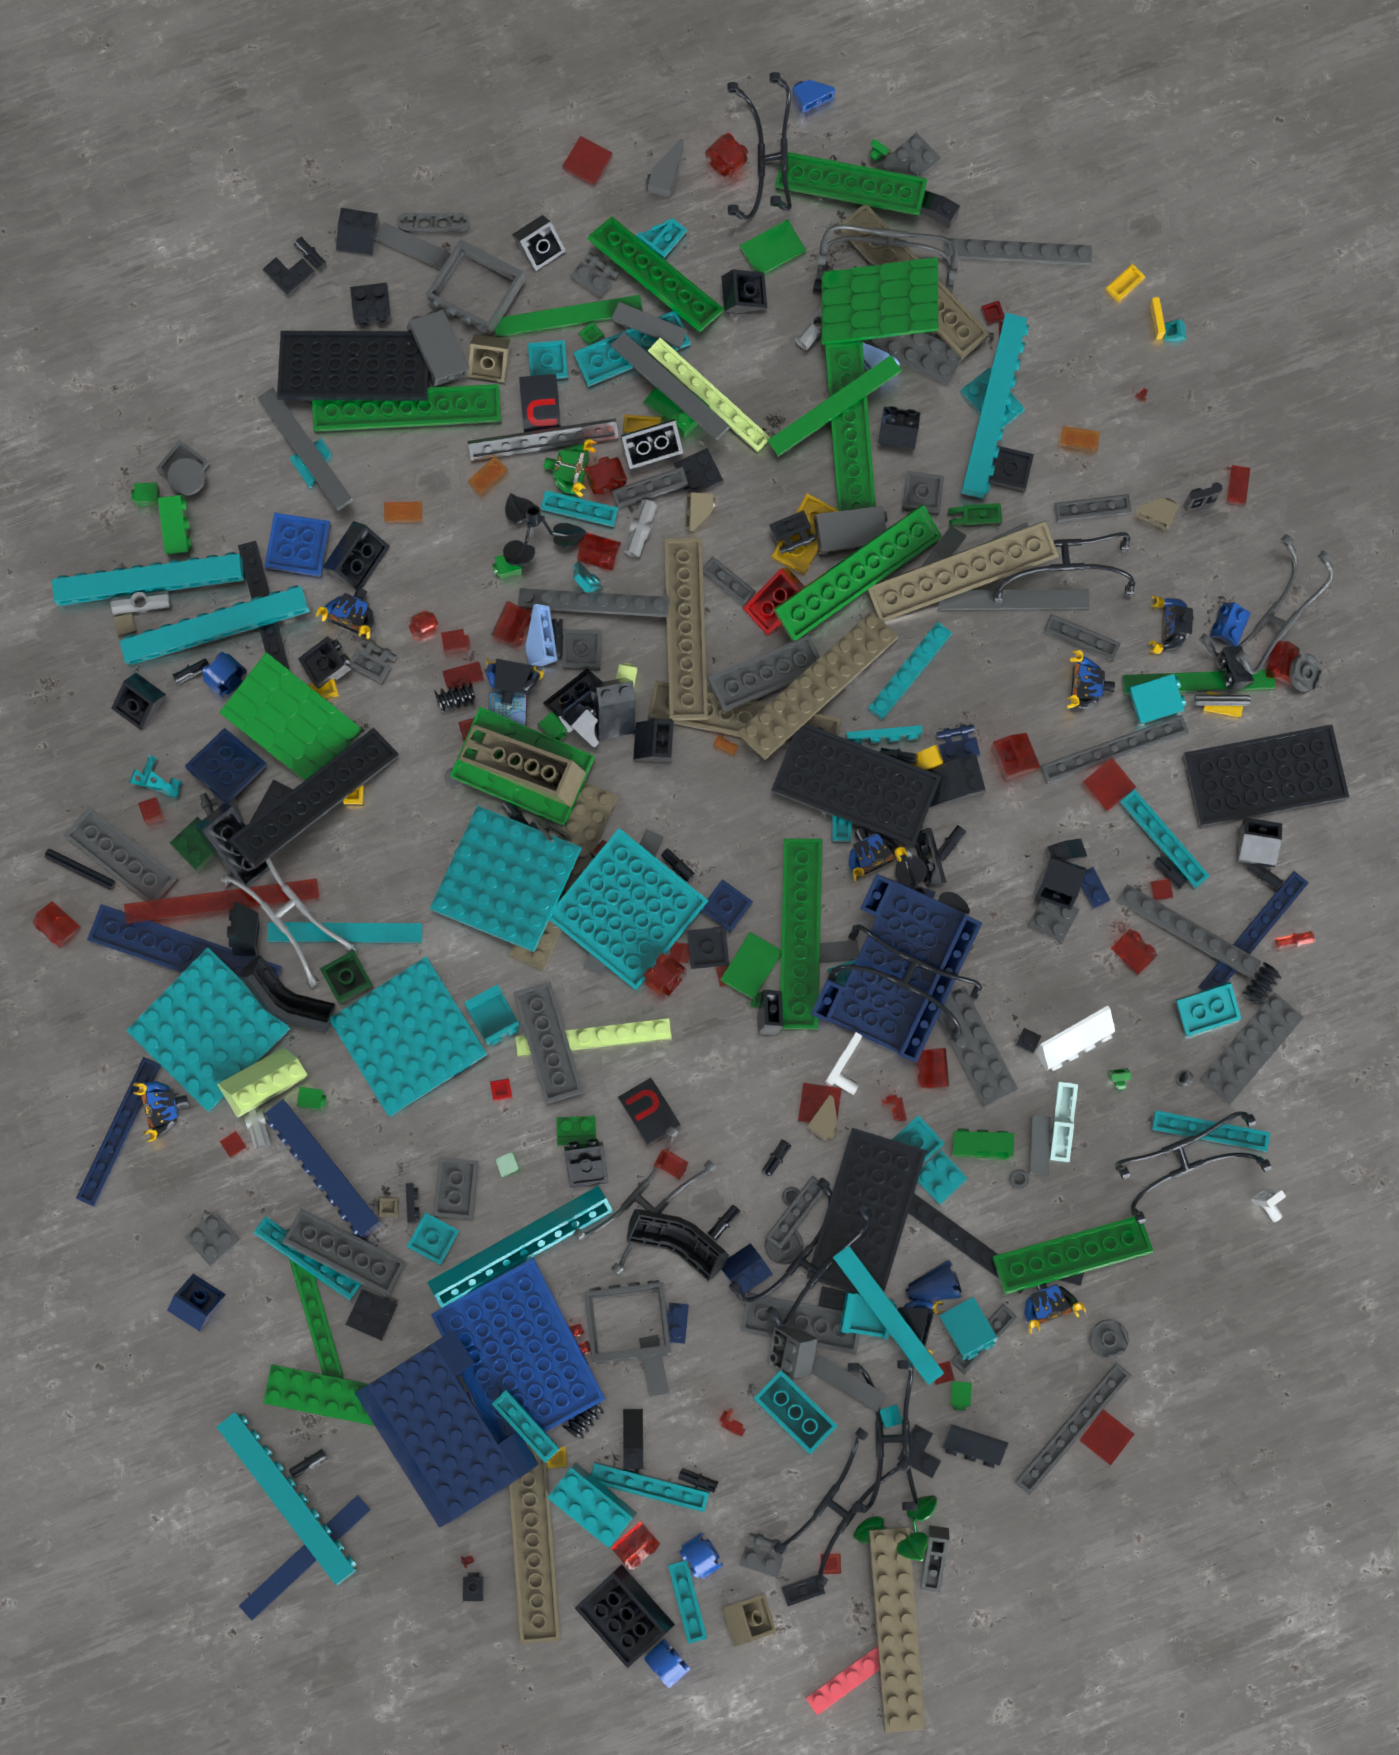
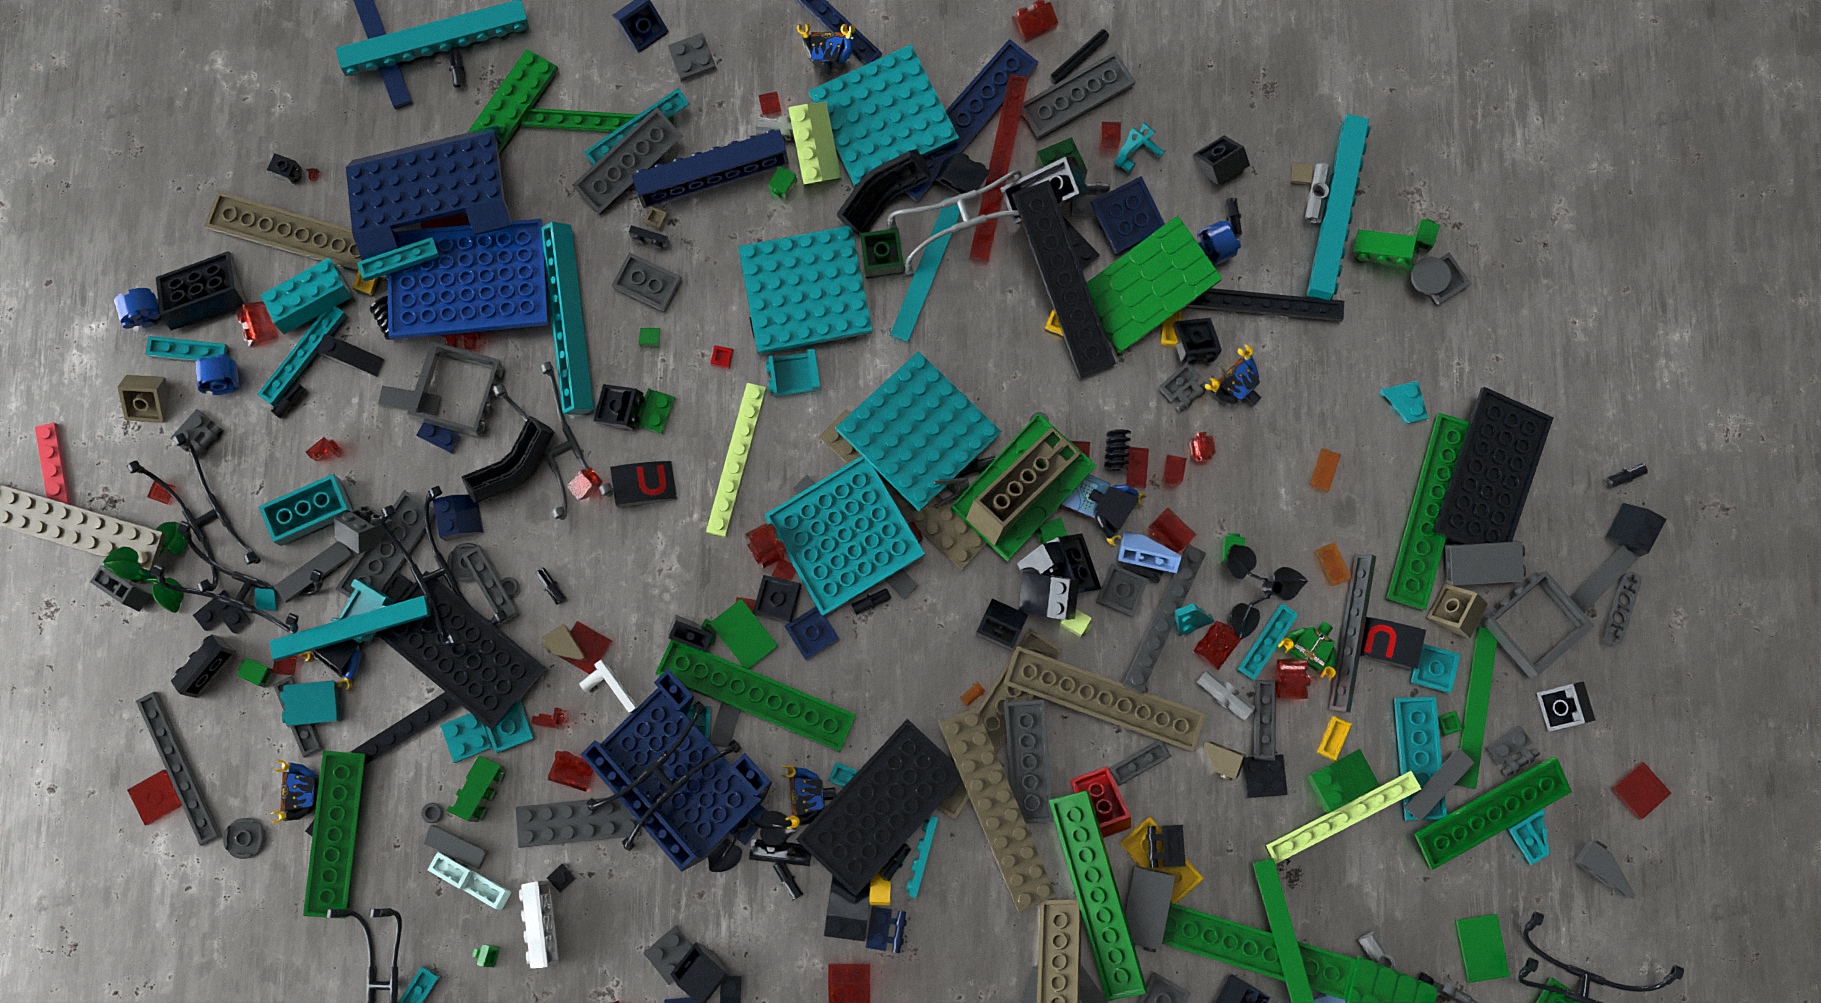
camera: 115 degrees right, 0 degrees up
(215, 625) = (1270, 252): teal brick -> none
(288, 280) = (1605, 446): black plate -> none
(297, 544) = (1325, 357): blue plate -> none
(305, 449) = (1418, 396): dark grey tile -> none
(356, 555) = (1294, 408): black slope -> none
(370, 304) = (1553, 515): black plate -> none
(371, 1314) = (564, 168): black plate -> none
(433, 1238) = (609, 245): teal plate -> none
(548, 1042) = (745, 412): dark grey plate -> none
(651, 444) = (1308, 736): black slope -> none
(670, 386) = (1364, 778): dark grey tile -> none
(724, 1222) = (511, 514): black axle -> none
(727, 155) = (1601, 938): clear red brick -> none
(744, 291) = (1444, 898): black slope -> none
(802, 1590) = (149, 454): black plate -> none
(909, 671) = (980, 911): teal plate -> none
(936, 1284) = (364, 690): dark blue cone -> none

